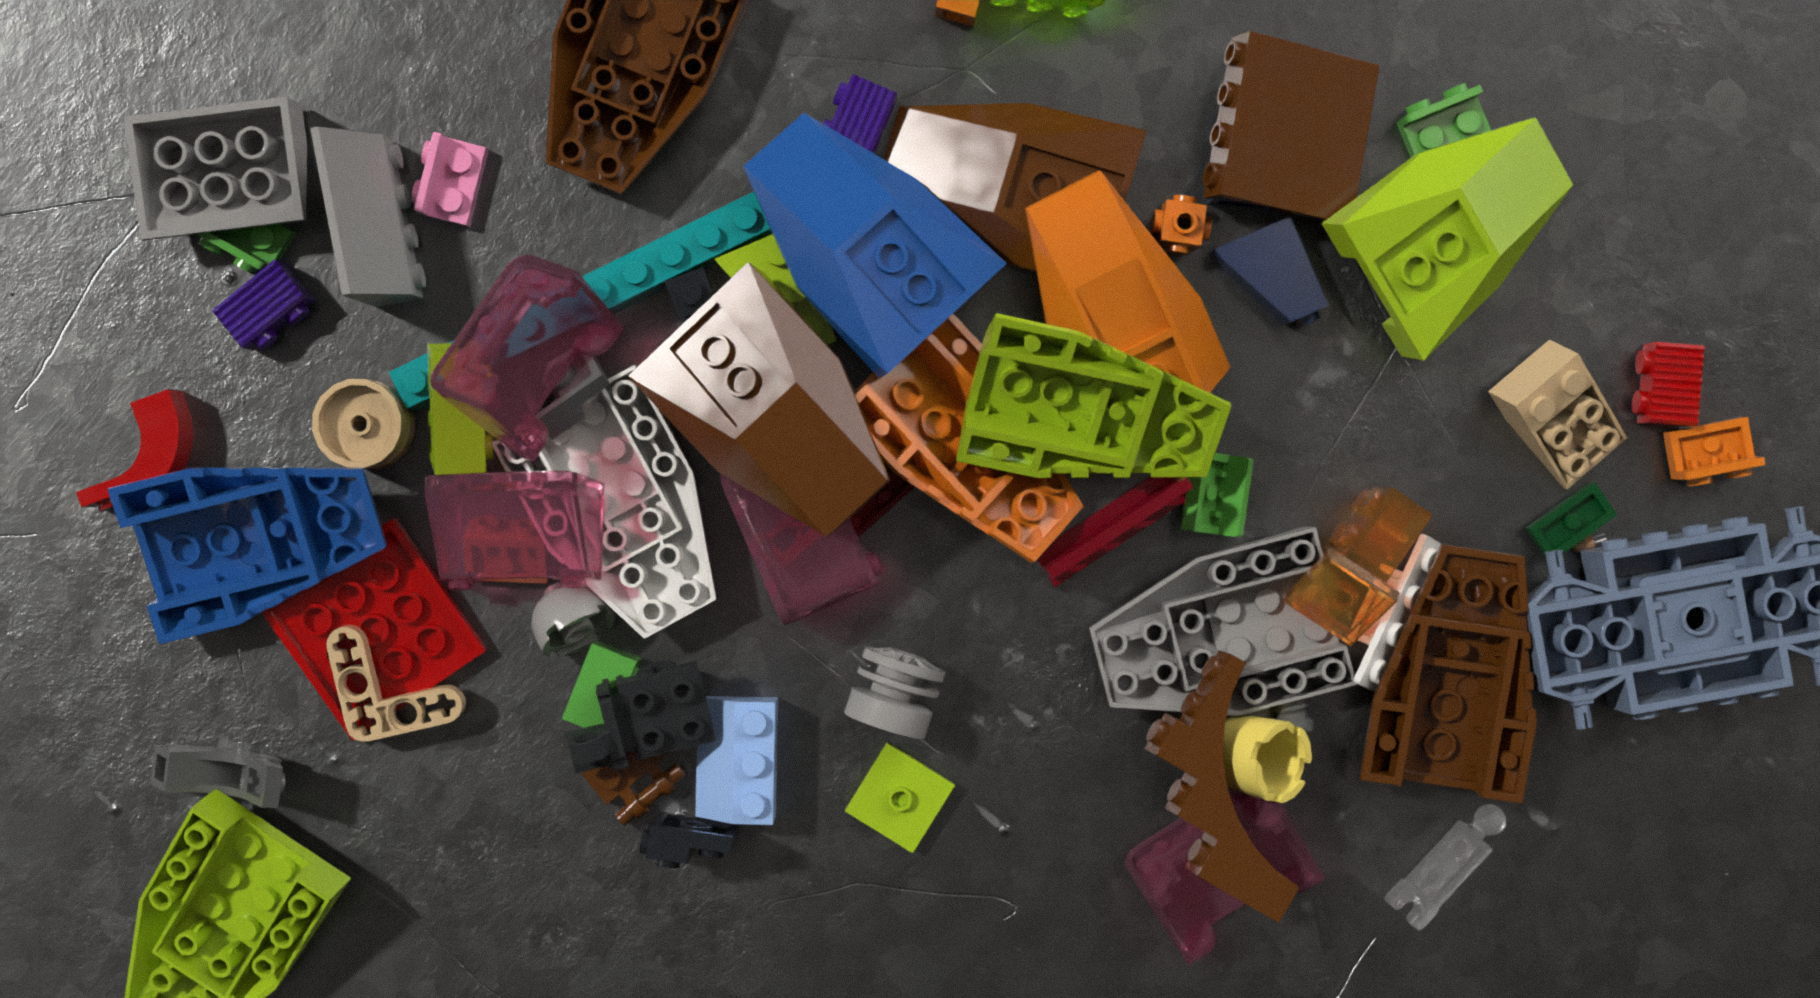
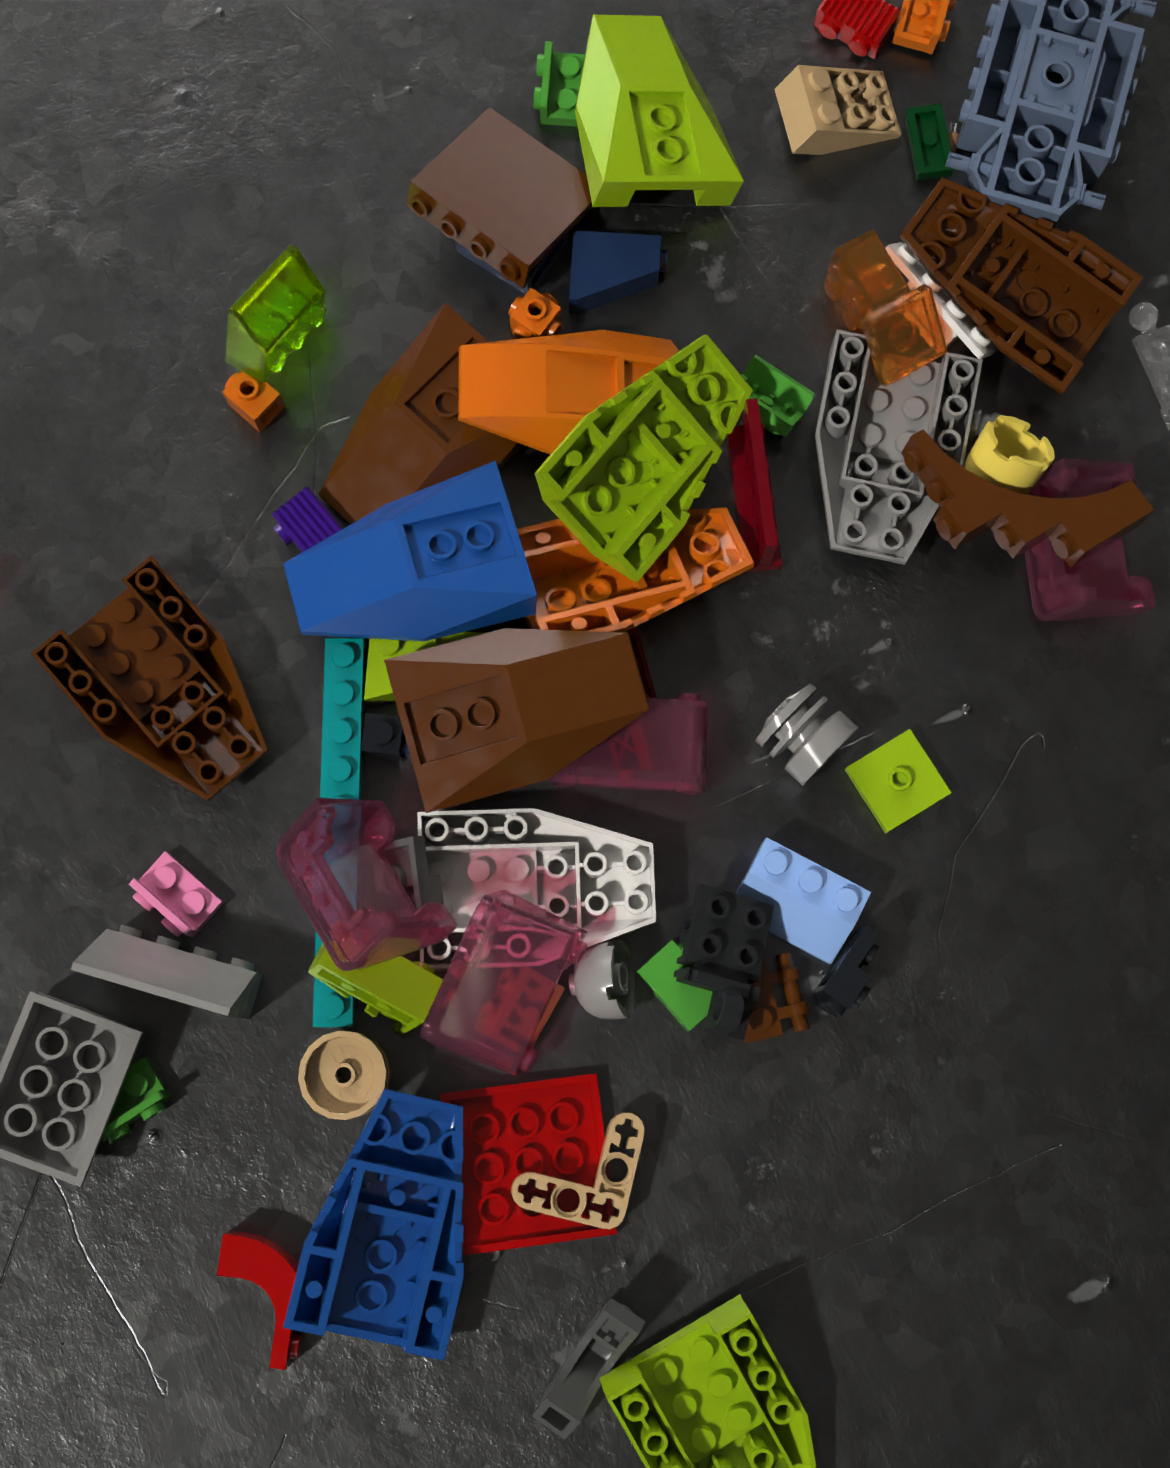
camera: 60 degrees left, 10 degrees down
(264, 306) = (197, 1113): dark purple brick -> none

